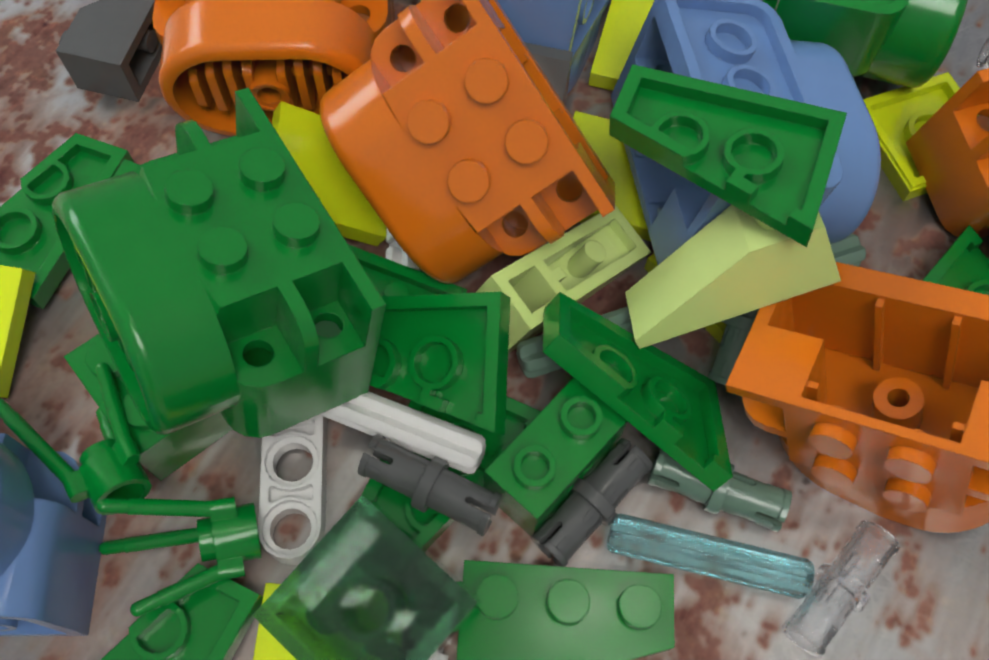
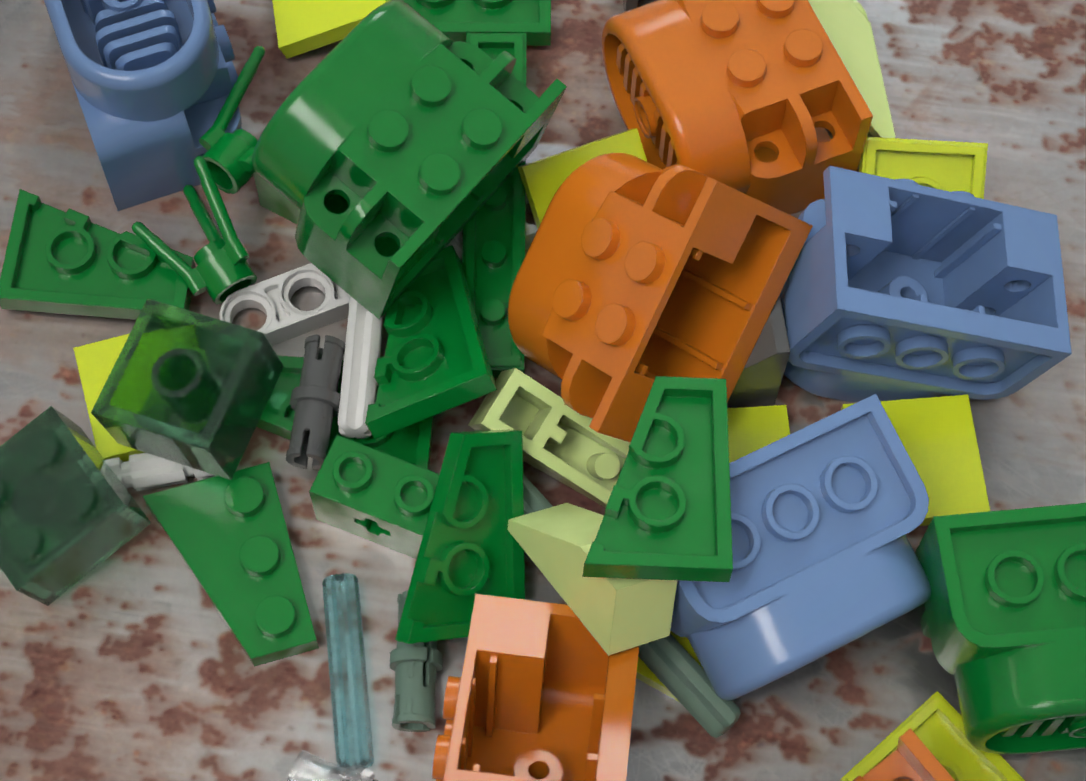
camera: 70 degrees right, 0 degrees up
(592, 502) = (354, 549): dark grey pin -> none

